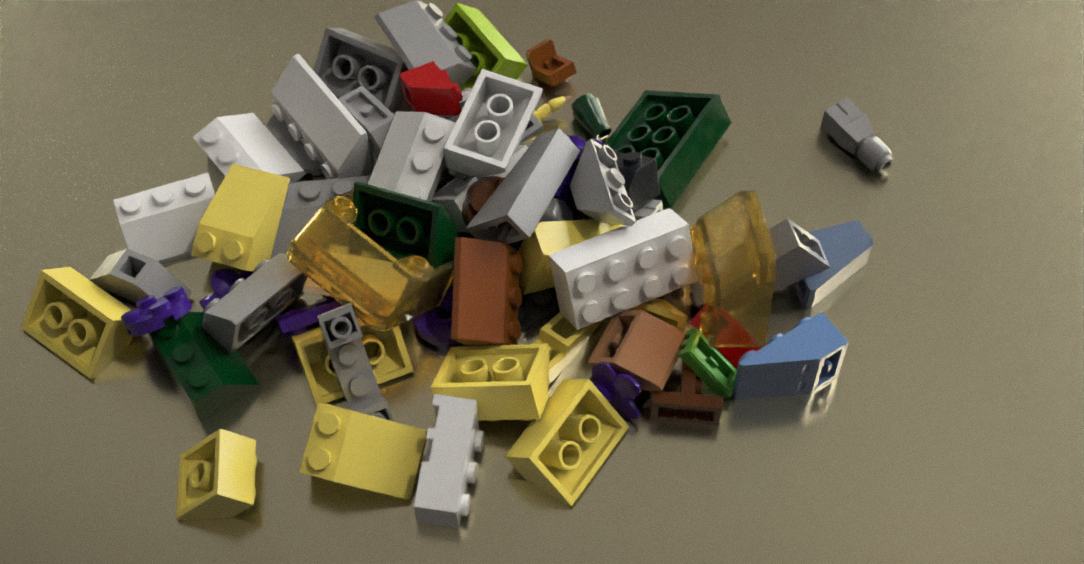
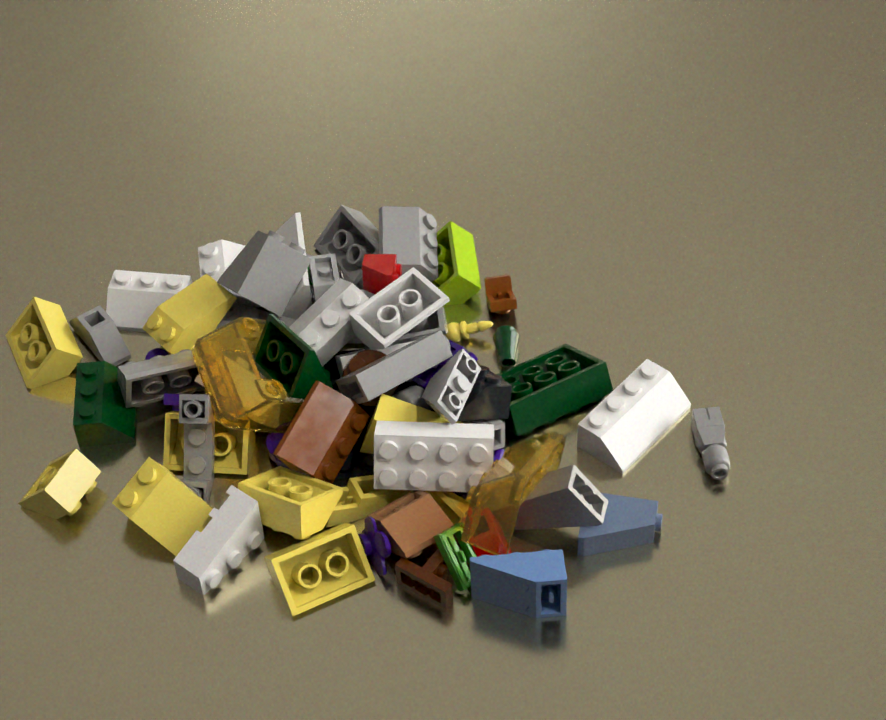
camera: 30 degrees right, 10 degrees down
(153, 312) = (88, 353): dark purple plate -> none
(310, 135) = (267, 271): none -> light grey slope
(768, 141) = (632, 417): none -> white slope

